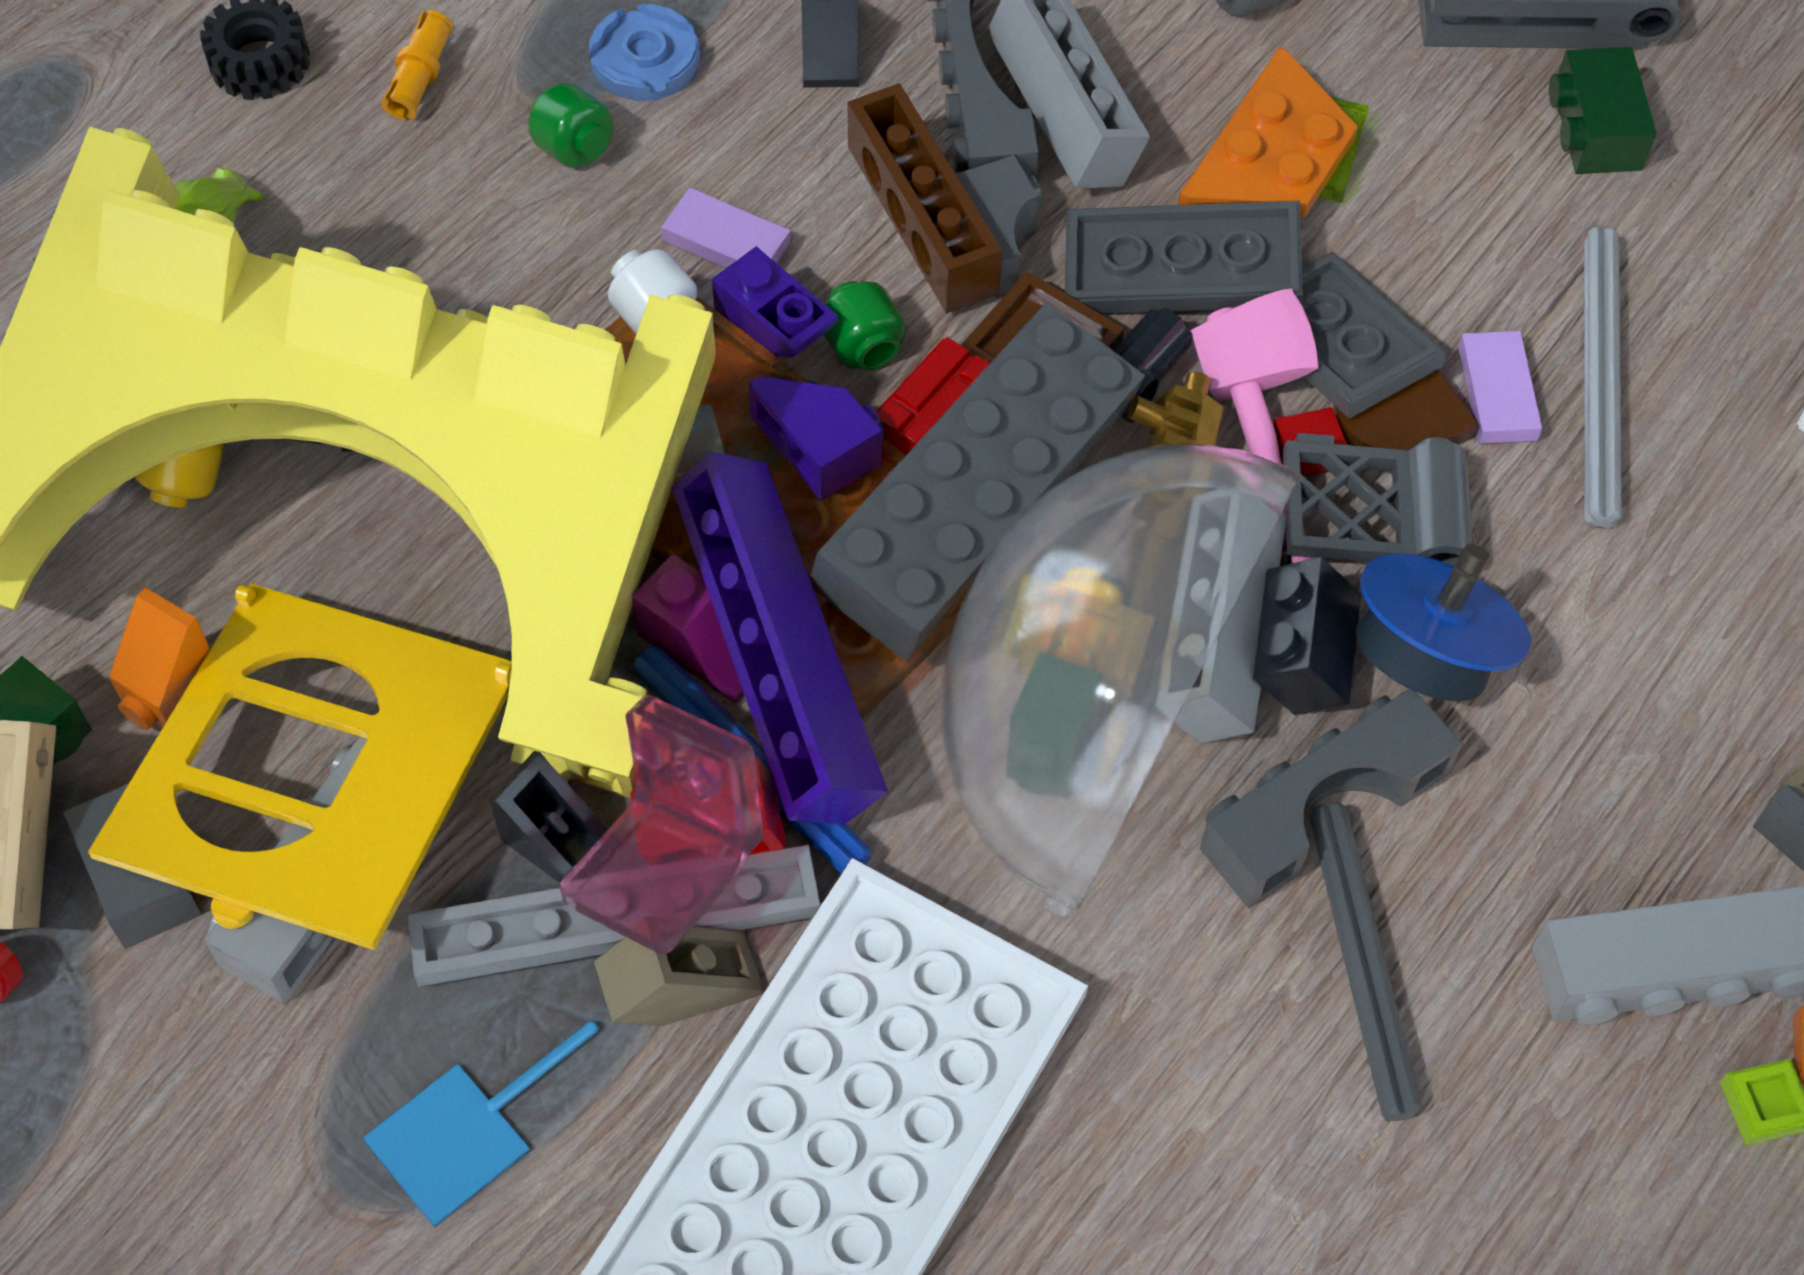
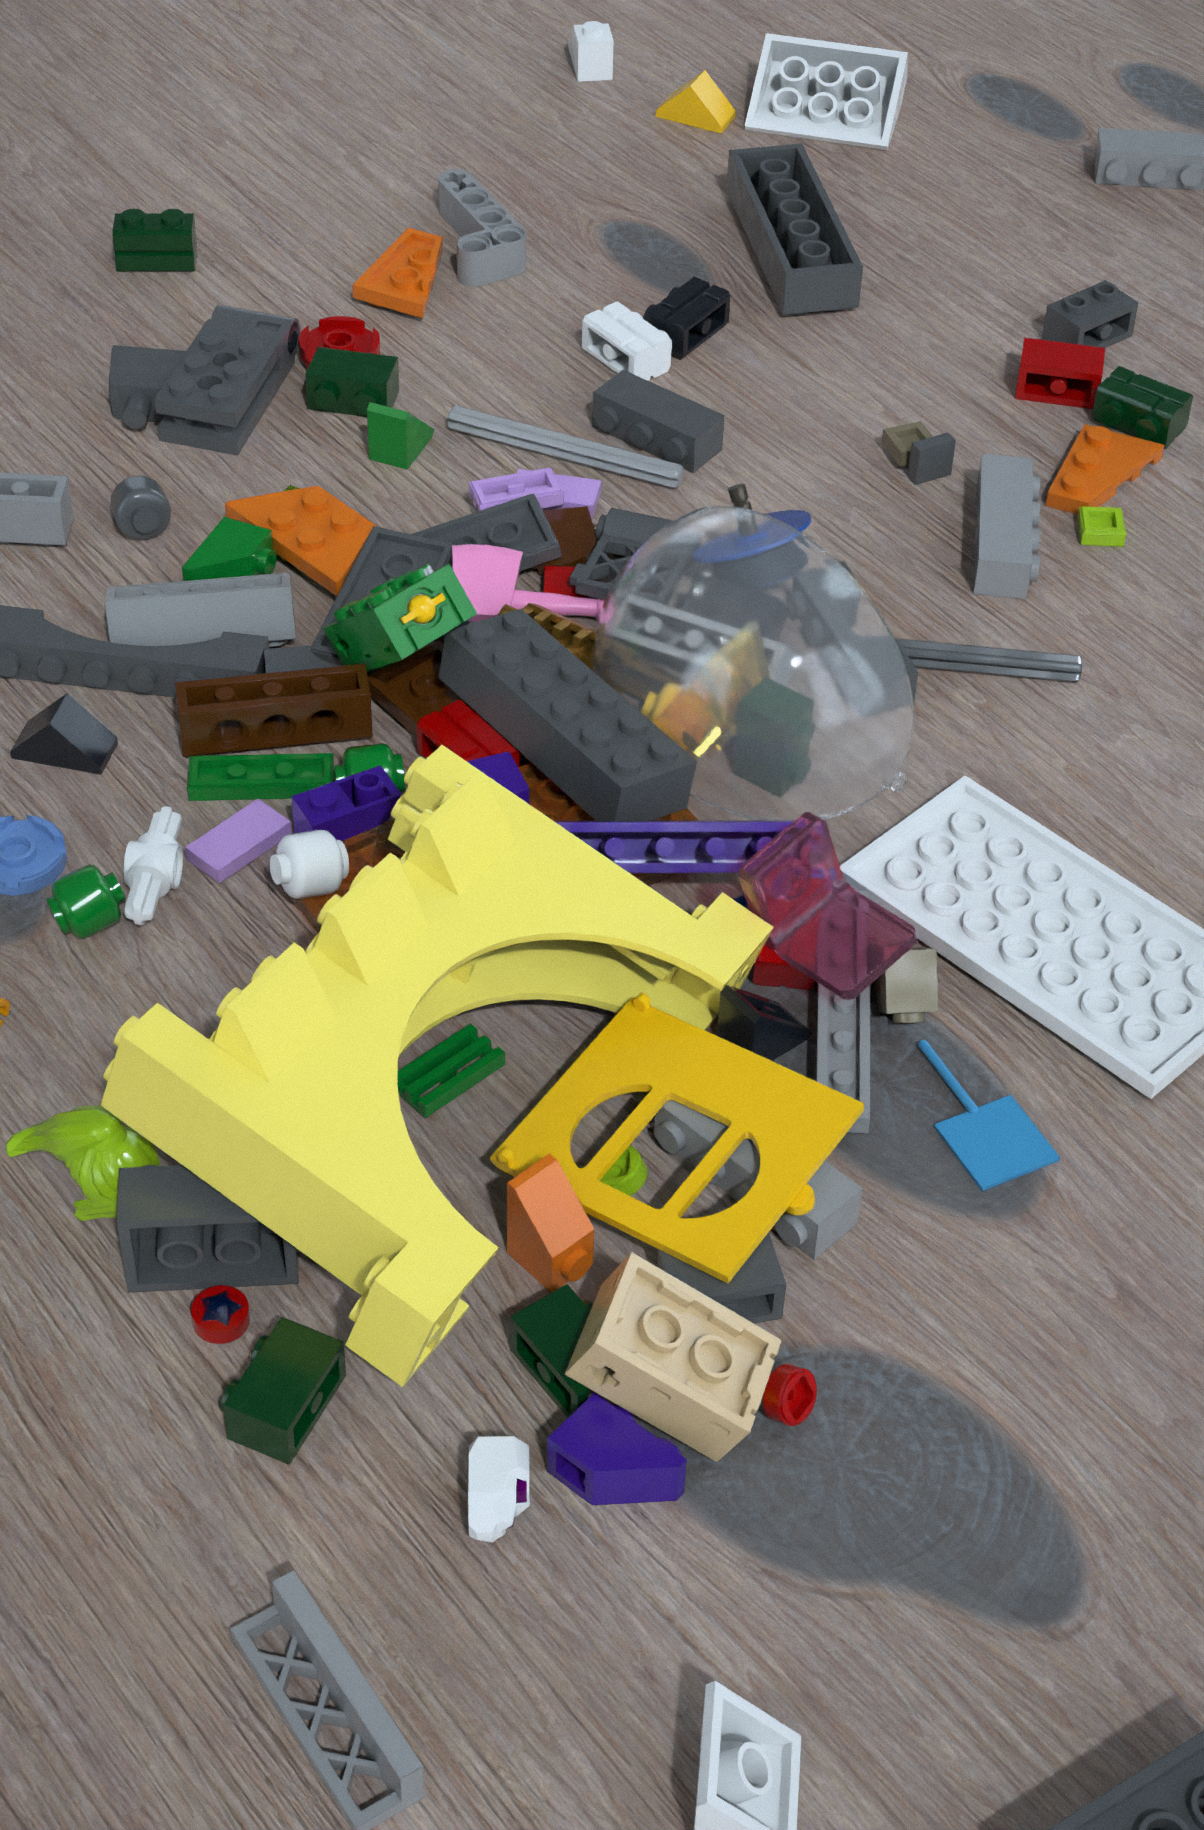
camera: 75 degrees left, 15 degrees down
(287, 734) = (627, 1172): none -> lime tile
(429, 505) = (441, 1066): none -> green tile
(649, 167) = (153, 865): none -> white axle
(839, 221) = (257, 775): none -> green tile
(1061, 252) = (399, 617): none -> green piece
(1185, 84) = (232, 551): none -> green slope
(1462, 361) = (505, 488): none -> lavender tile
(1525, 184) = (395, 435): none -> green slope
(1692, 104) = (338, 333): none -> red plate
(1699, 463) = (658, 420): none -> dark grey brick

